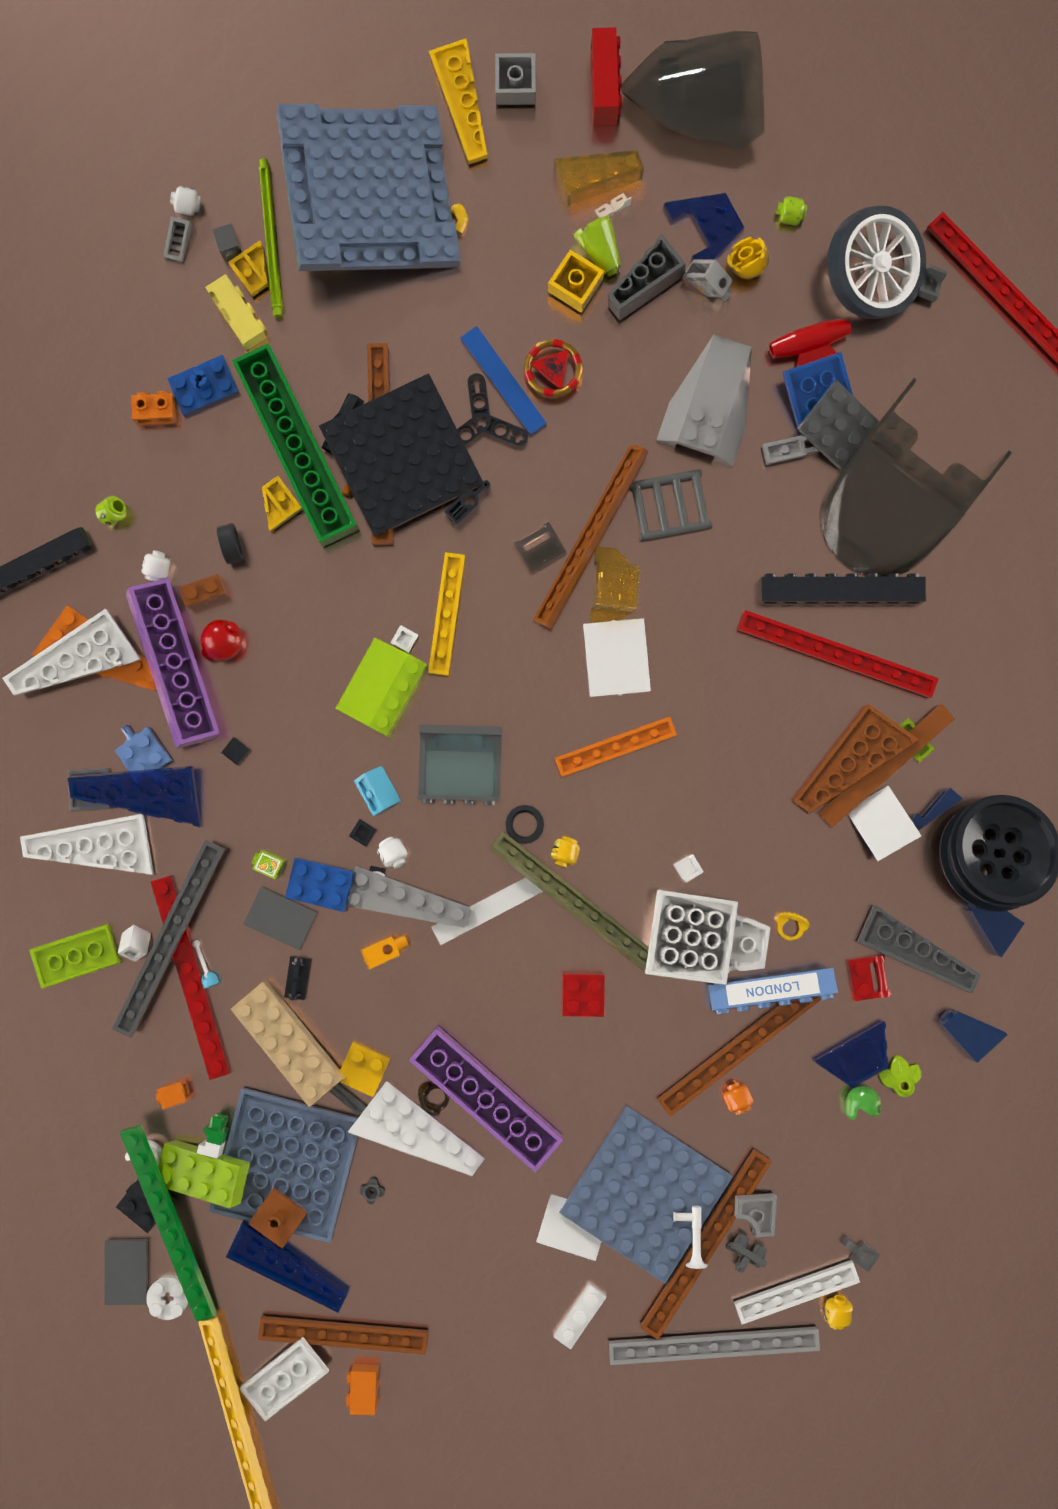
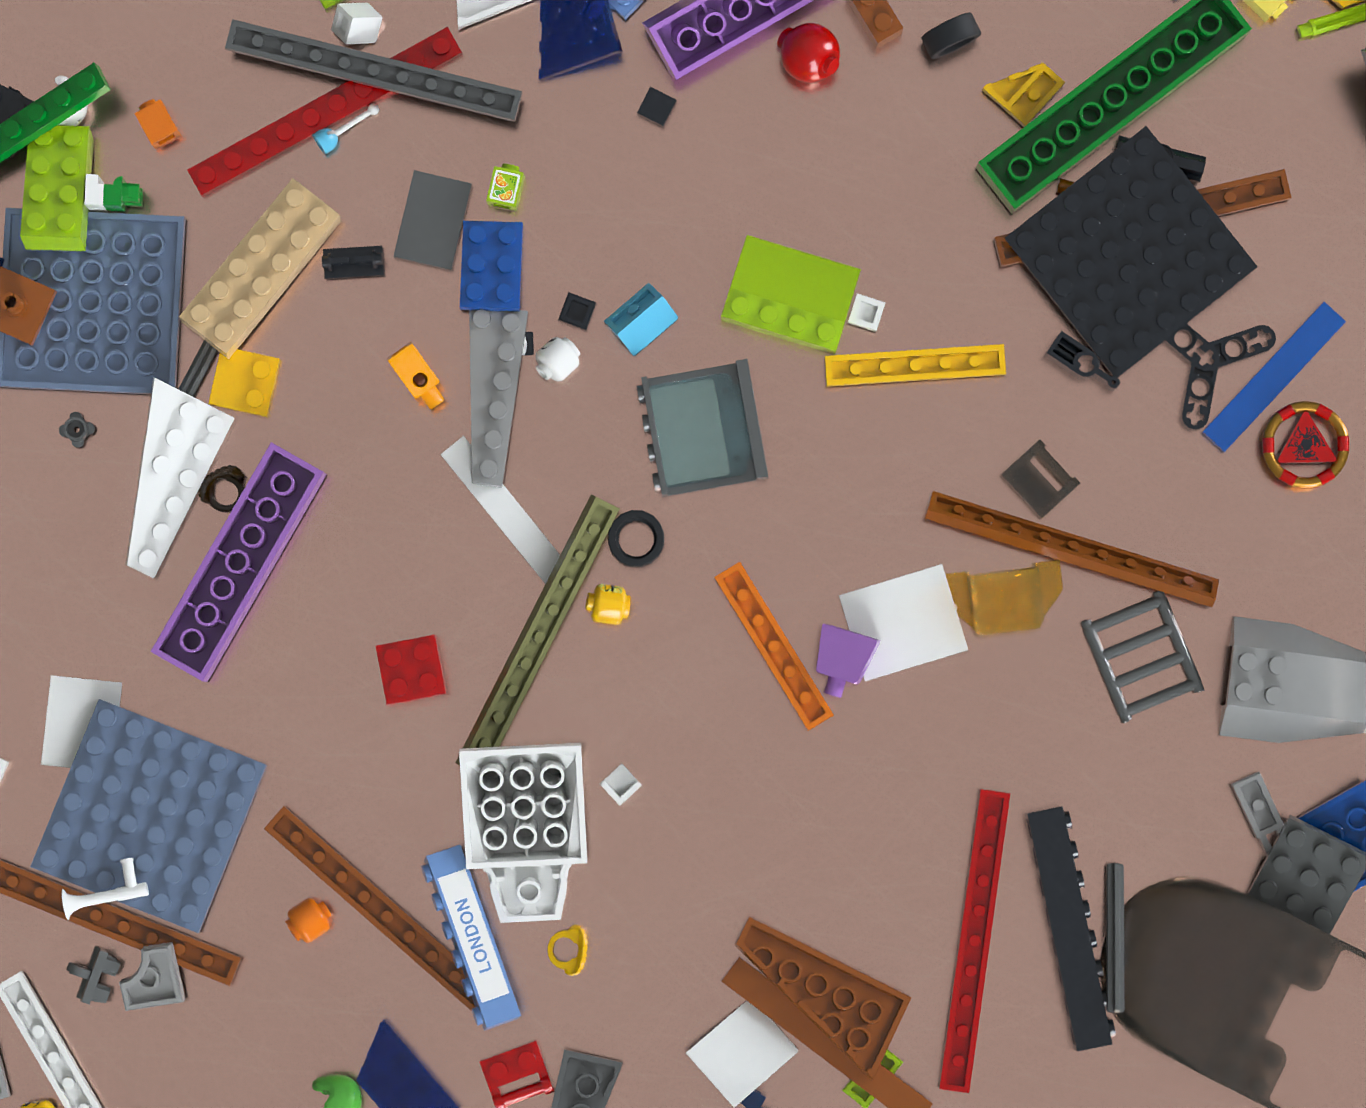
camera: 80 degrees right, 0 degrees up
(632, 701) = (843, 657): none -> medium lavender torso
(855, 560) = (1115, 938): none -> dark grey axle

